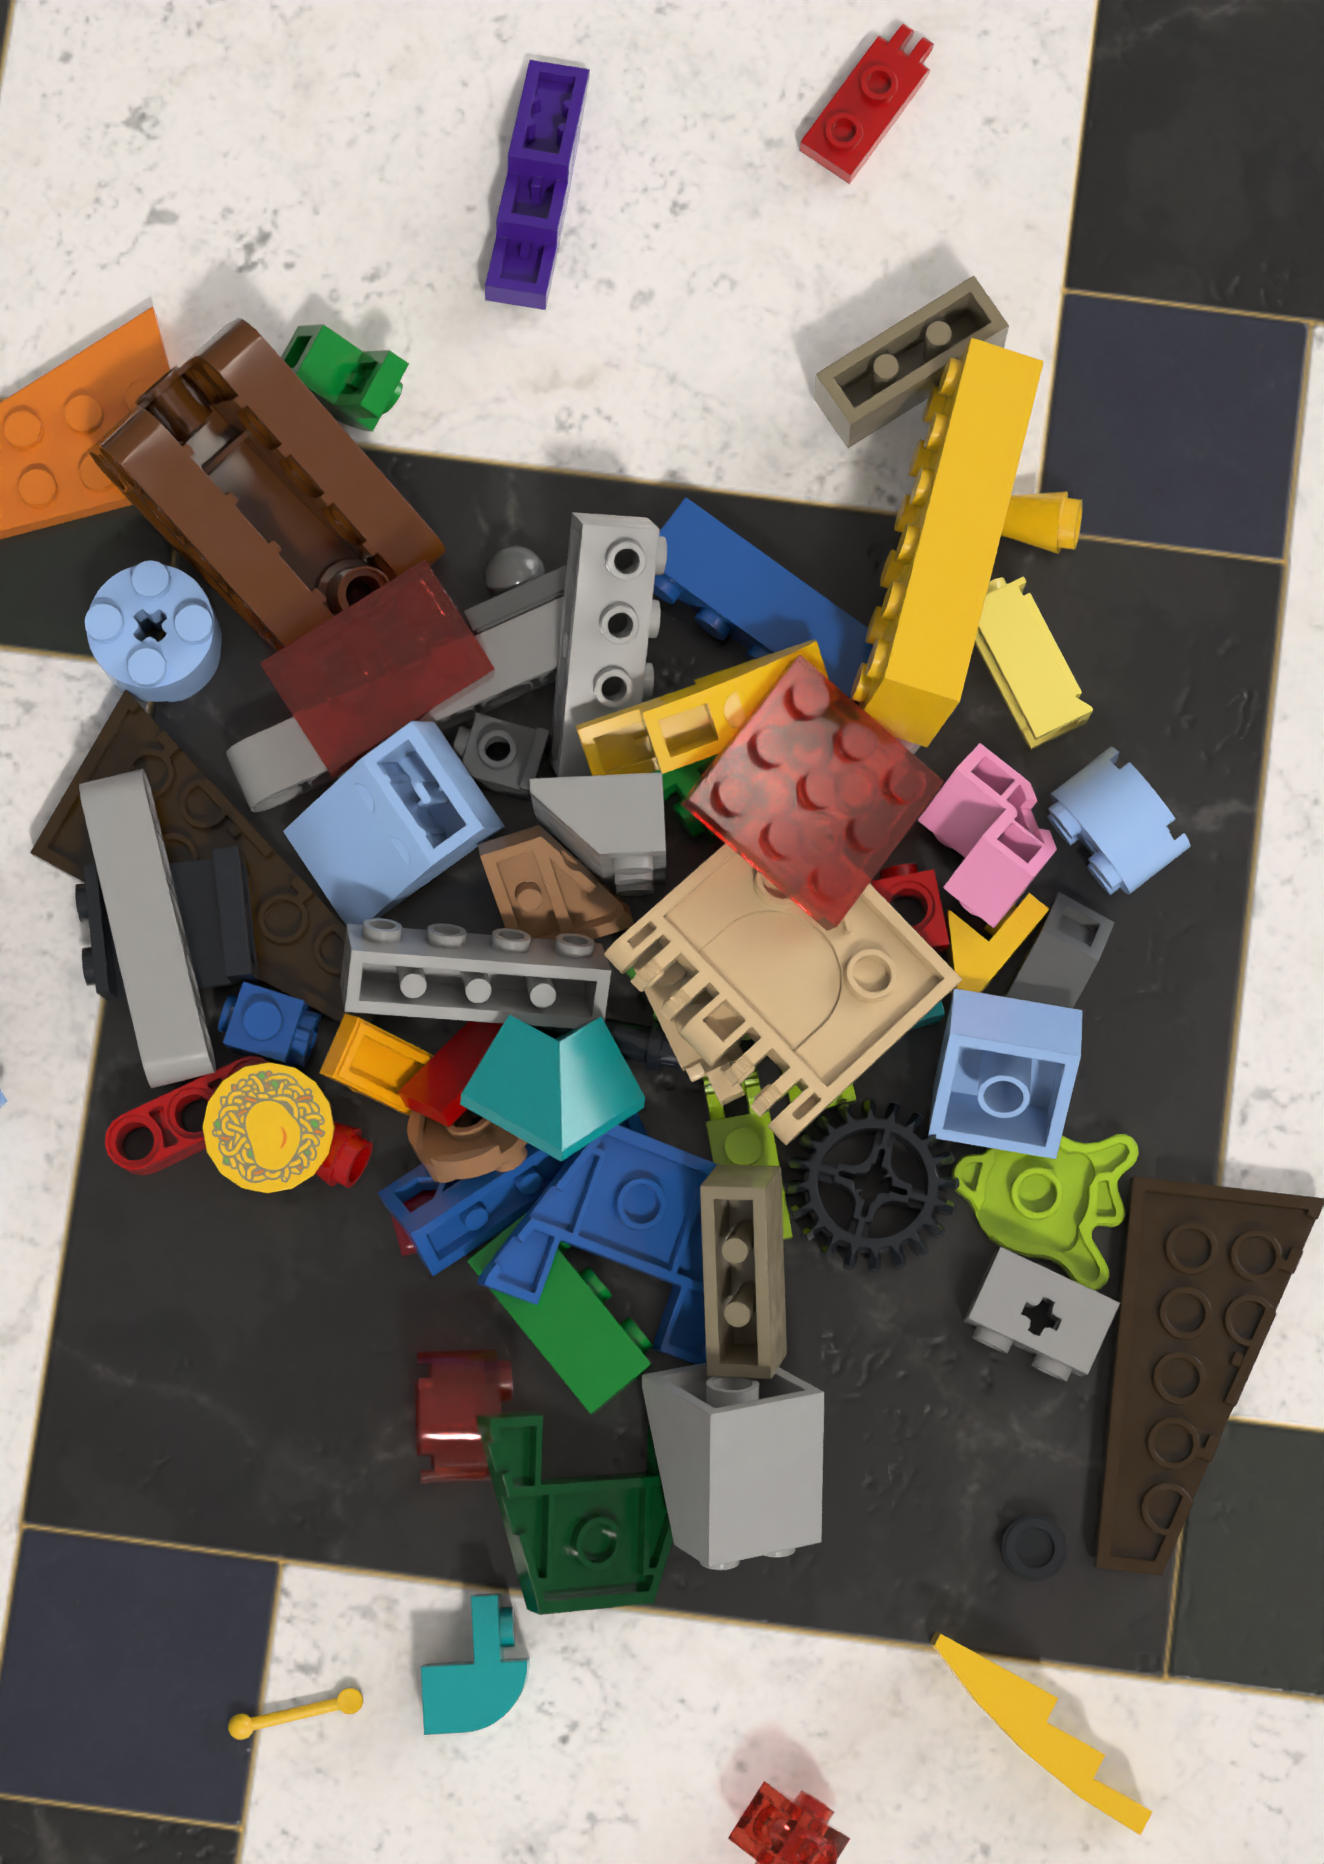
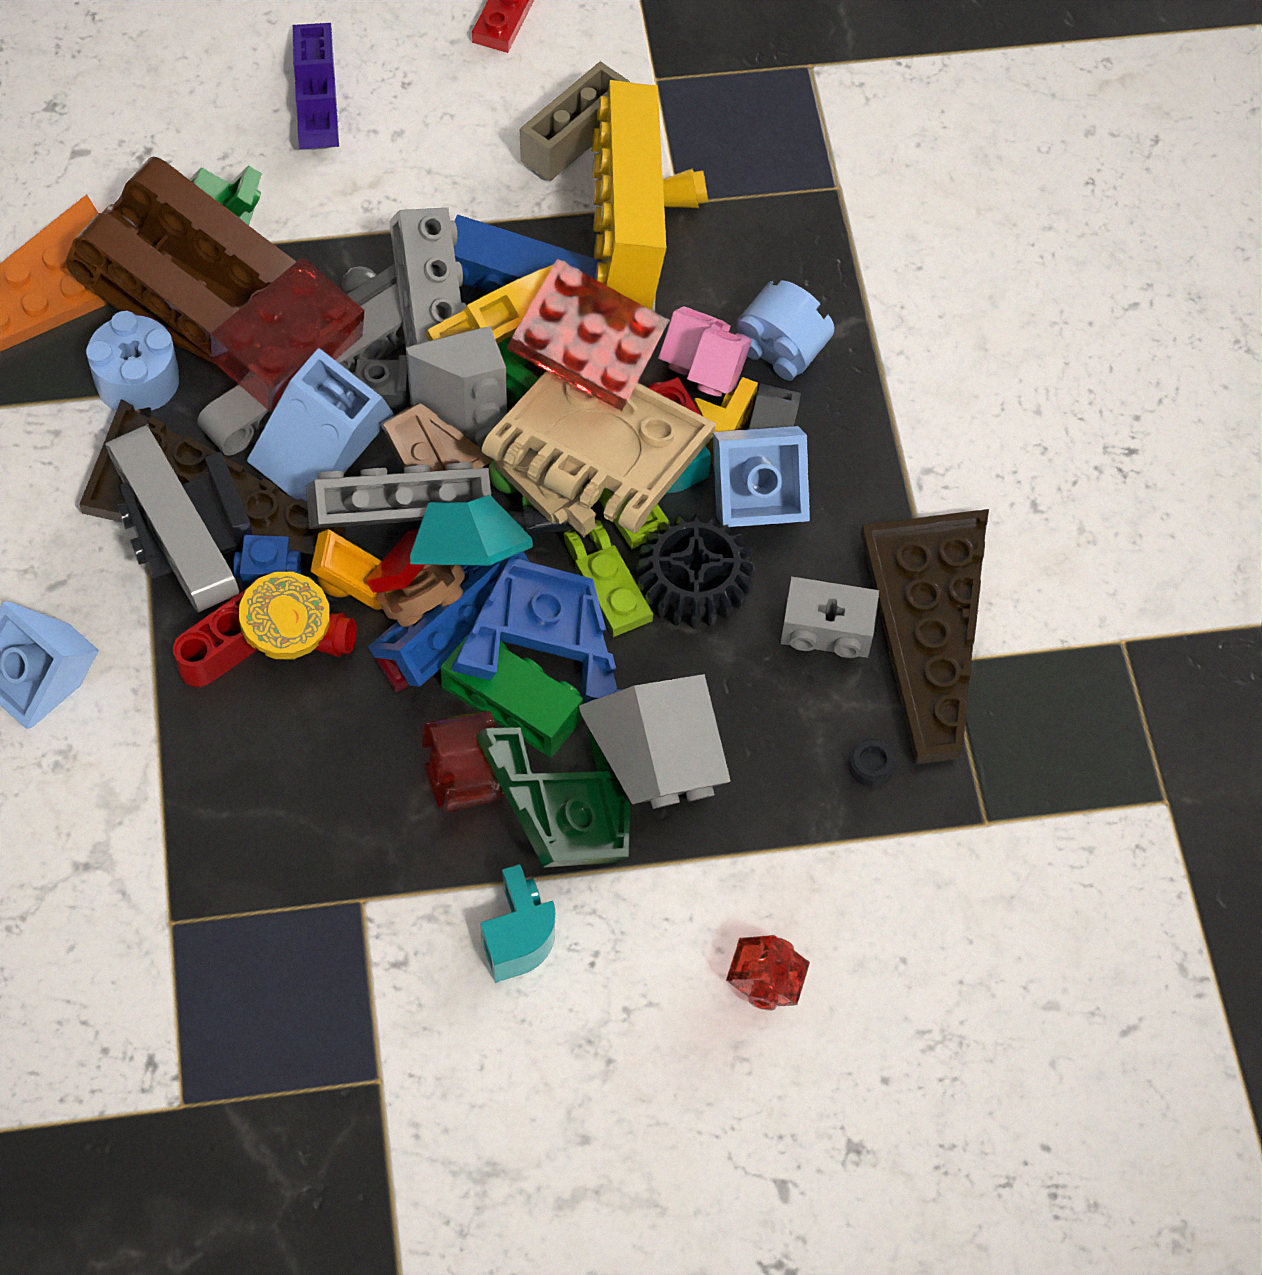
camera: 20 degrees left, 20 degrees down
(348, 1701) = (434, 976): yellow hinge -> none
(743, 1271) = (626, 621): dark tan brick -> none
(1022, 1715) = (896, 859): yellow slope -> none
(1028, 665) = (702, 267): light yellow window -> none
(1050, 1204) = (811, 551): lime tile -> none

